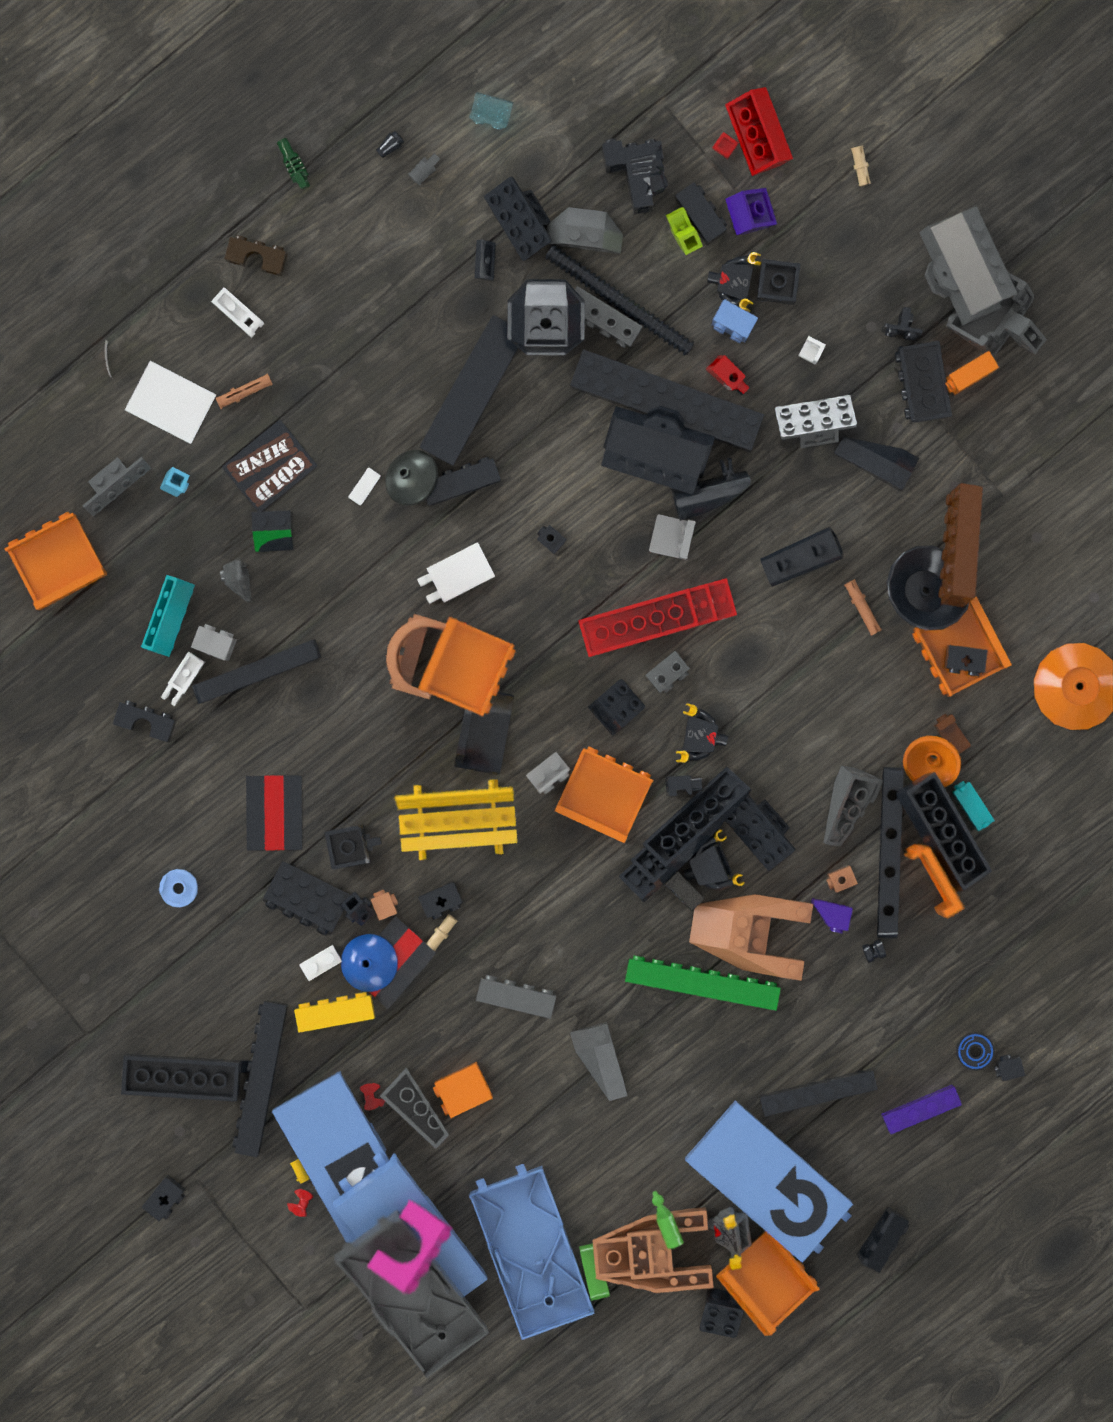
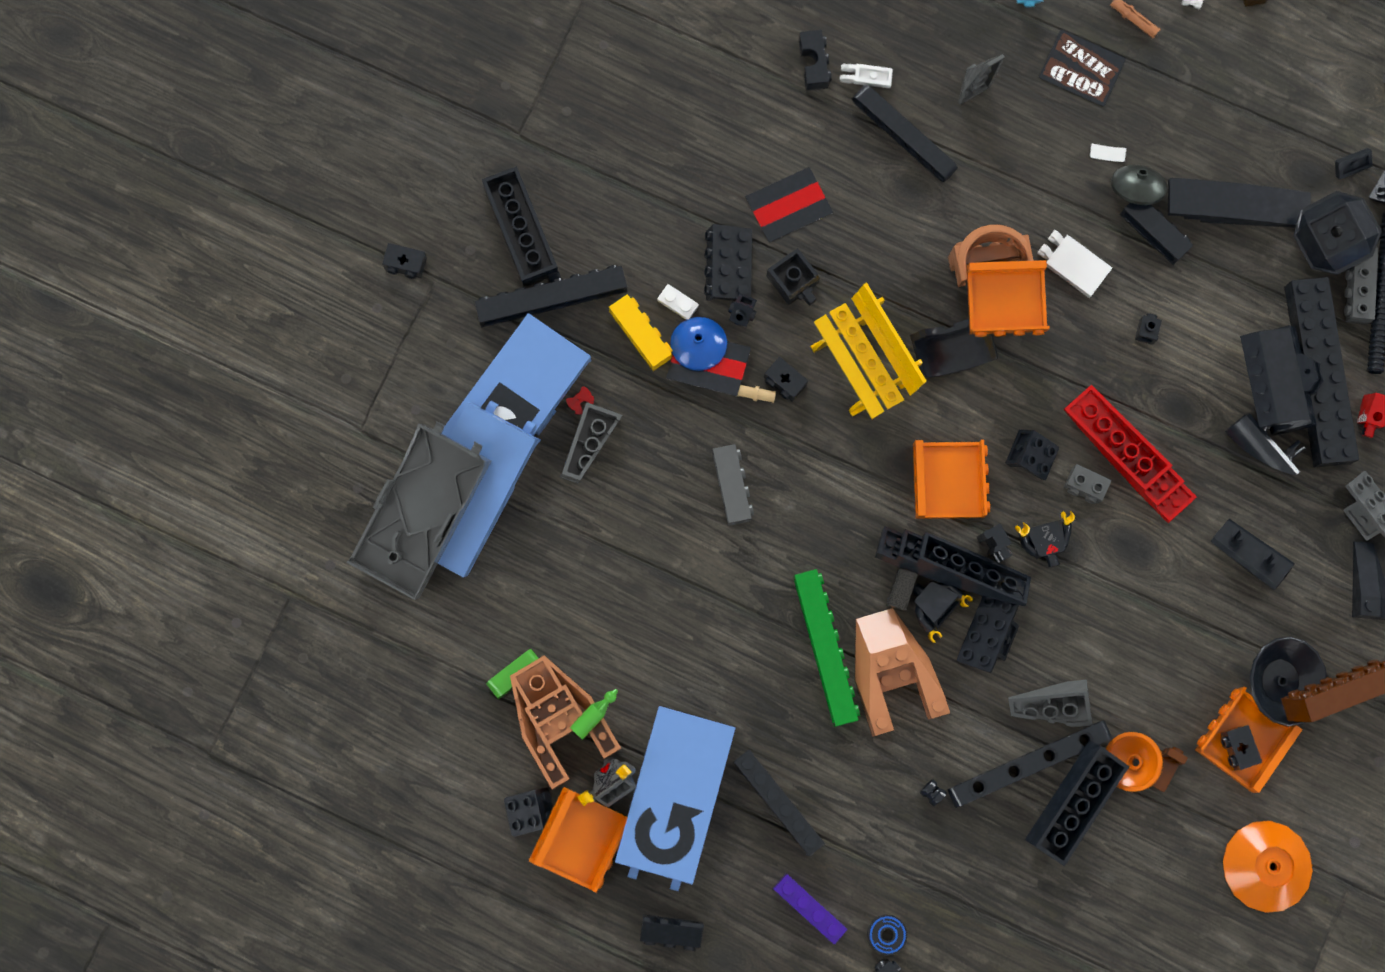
camera: 55 degrees right, 10 degrees down
(168, 615) = (914, 38): teal brick -> none
(168, 893) = (681, 163): light blue tile -> none
(214, 643) = (912, 86): light grey brick -> none
(272, 531) = (1031, 92): black slope -> none
(299, 1171) = (479, 371): yellow pin -> none
(300, 1208) = (449, 383): red piece -> none
(384, 904) = (757, 332): nougat brick -> none
(433, 1234) = (485, 499): dark pink arch -> none
(462, 1090) = (624, 477): orange brick -> none
(531, 1251) = (506, 607): medium blue piece -> none
(548, 772) = (944, 422): light grey bracket -> none
(599, 1056) = (715, 583): dark grey wedge -> none
(672, 537) = (1206, 433): light grey bracket -> none
(834, 915) = (949, 735): dark purple slope -> none
(841, 879) = (983, 730): nougat brick -> none
(862, 606) = (1240, 624): nougat pin -> none
(951, 902) = (1036, 815): orange panel -> none
(972, 805) = (1111, 819): teal brick -> none

